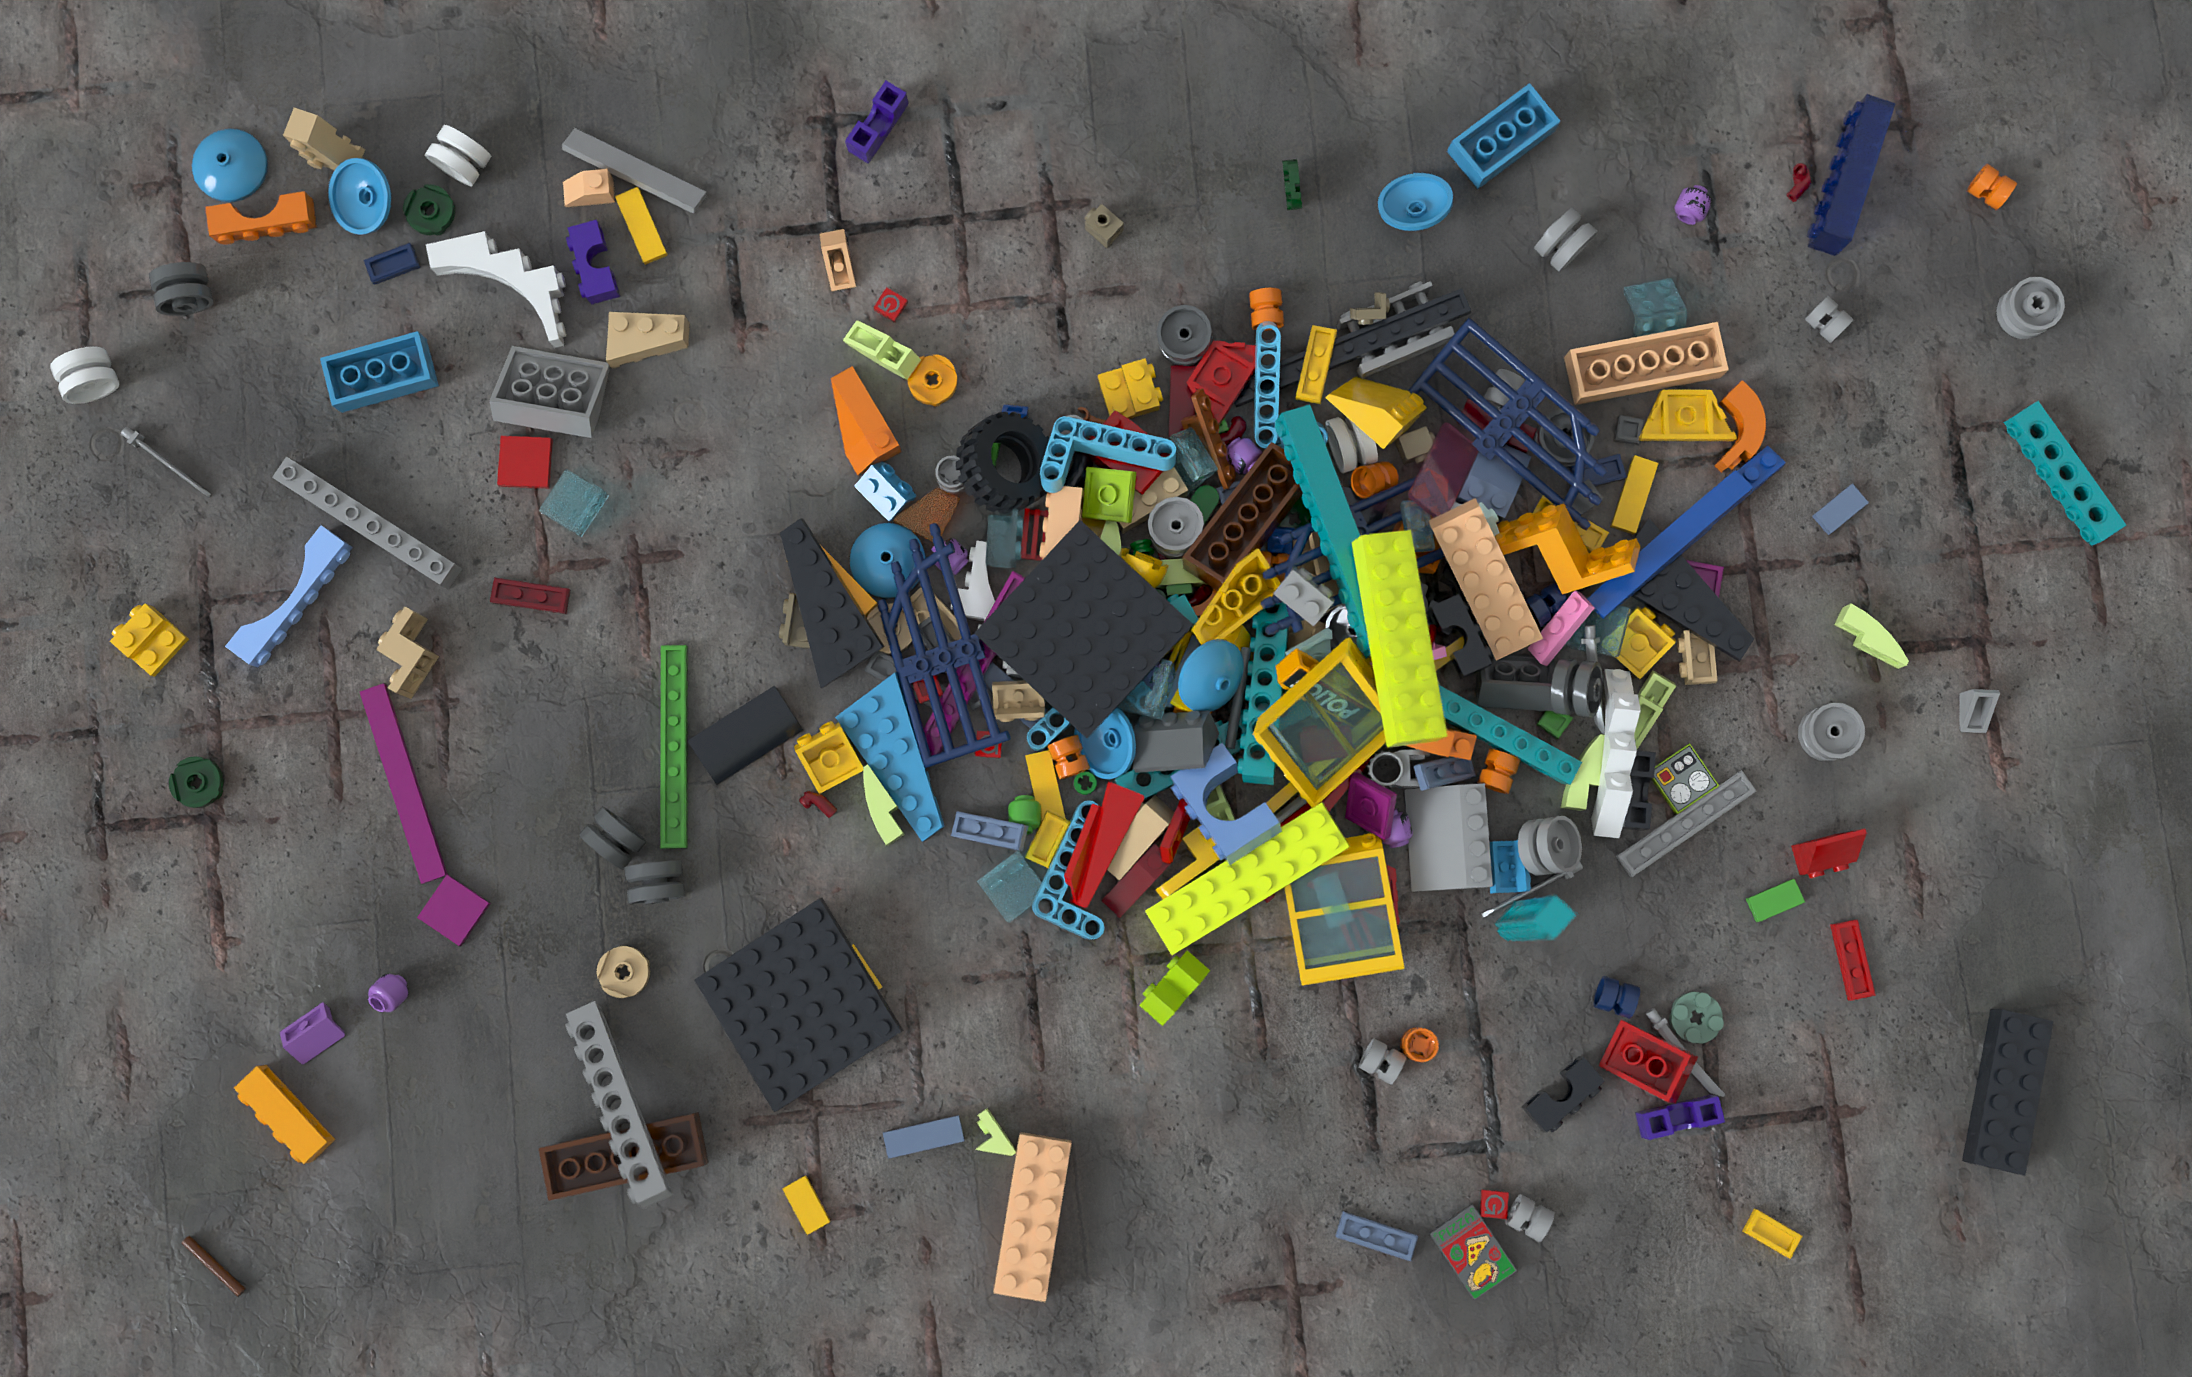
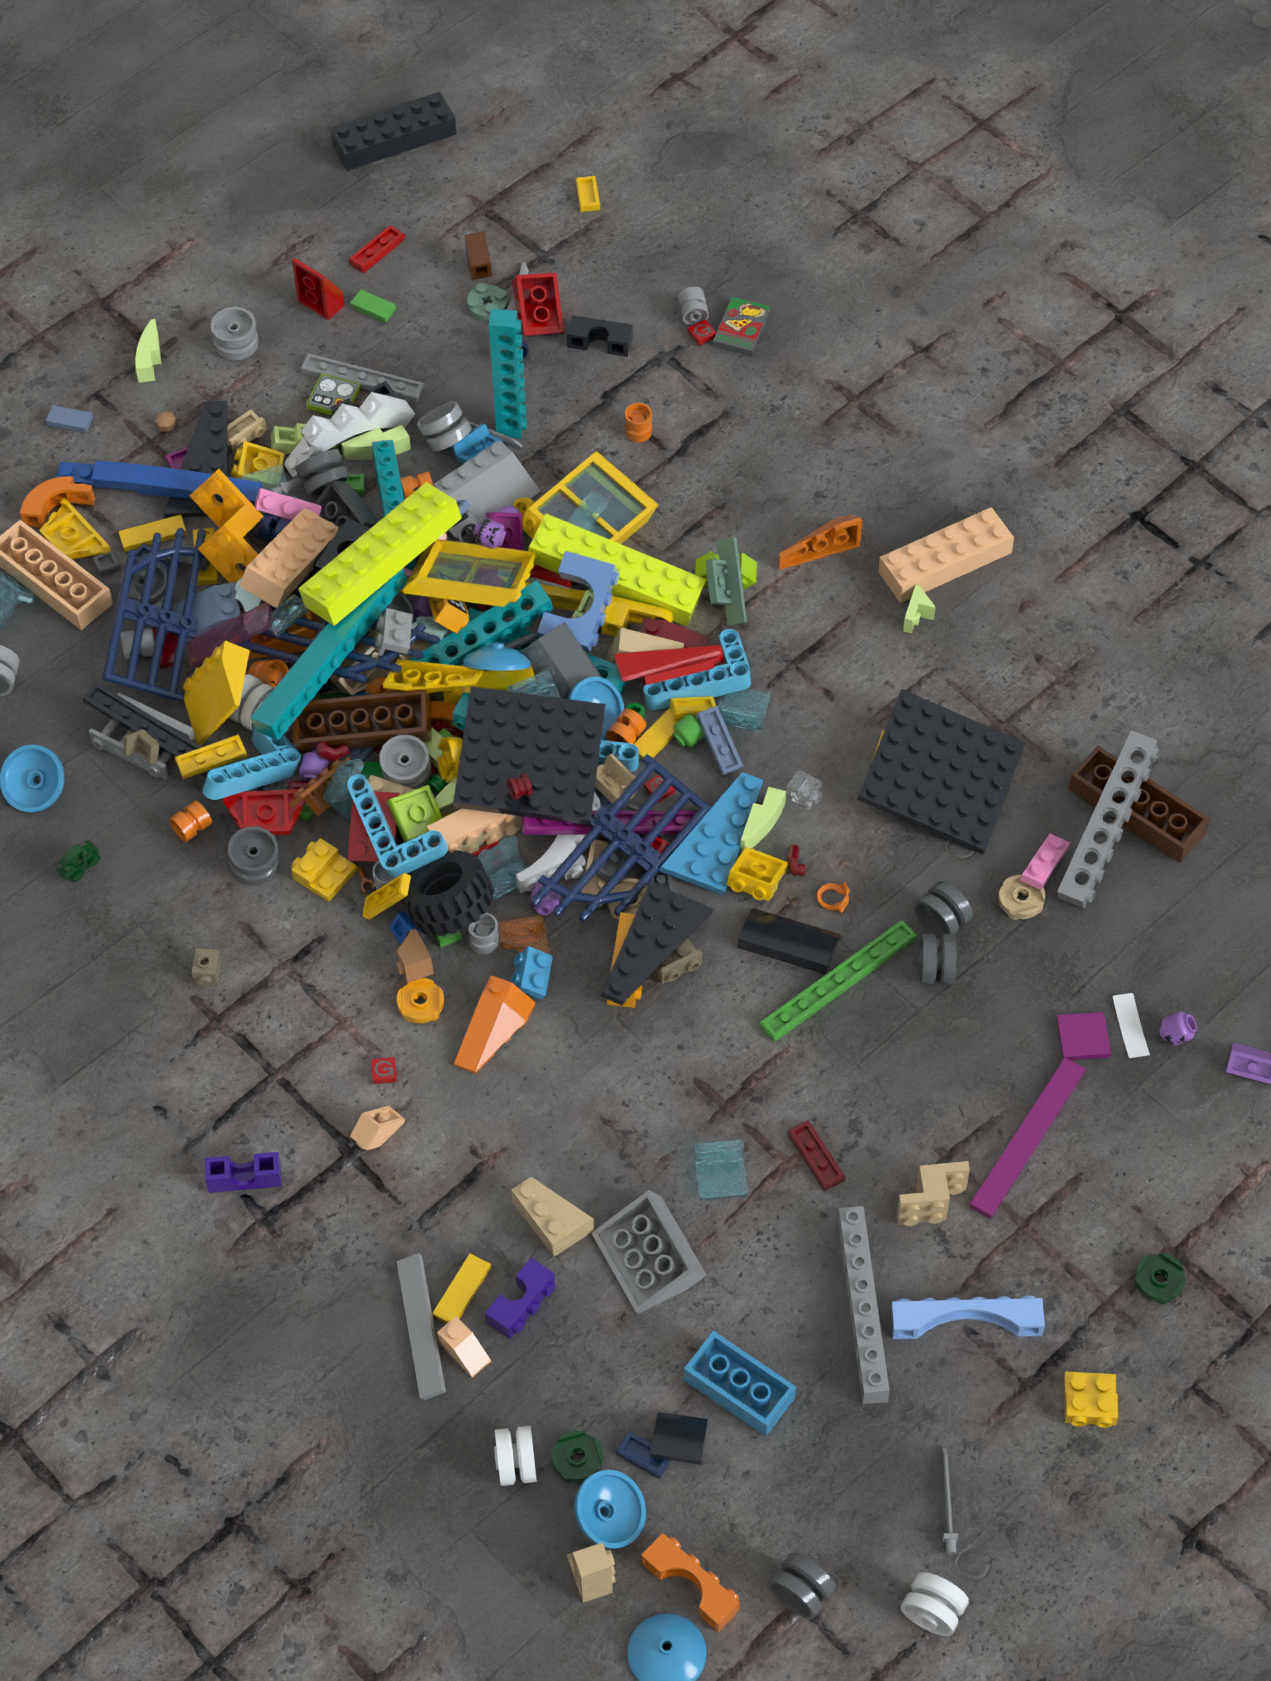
camera: 125 degrees left, 25 degrees down
(380, 297) = (679, 1438): none -> black slope
(432, 961) = (1130, 1025): none -> white sticker
(480, 256) = (585, 1388): white arch -> none
(524, 462) = (719, 1234): red tile -> none
(638, 1022) = (1045, 861): none -> bright pink plate
(746, 806) = (841, 889): none -> orange piece
(806, 1205) = (1064, 686): yellow tile -> none
(866, 558) = (582, 951): dark azure dish -> none
(880, 869) = (804, 789): none -> clear brick
(882, 349) = (425, 1048): yellowish green slope -> none
(923, 1136) = (956, 651): sand blue tile -> none
(972, 396) = (413, 958): none -> medium nougat slope
(1044, 583) = (519, 786): none -> dark red wheel
(1046, 412) = (386, 896): none -> yellow tile
(1137, 1127) = (832, 538): none -> orange wedge
(1153, 970) = (726, 581): none -> sand green bracket
(1175, 832) = (629, 622): red tile -> none
(1180, 397) = (306, 832): dark red tile -> none
(1235, 472) = (330, 753): none -> dark red arm
(1366, 778) = (489, 533): none -> medium lavender head
(1374, 1056) = (667, 435): light grey wheel -> none
(1376, 1236) = (779, 378): sand blue tile -> none
(1399, 857) = (523, 504): none -> yellow tile
(1678, 1116) = (571, 278): dark purple arch -> none
(1758, 1046) = (478, 255): none -> reddish brown slope
(1768, 597) = (165, 421): none -> medium nougat tile
(1976, 709) = (152, 275): light grey slope -> none

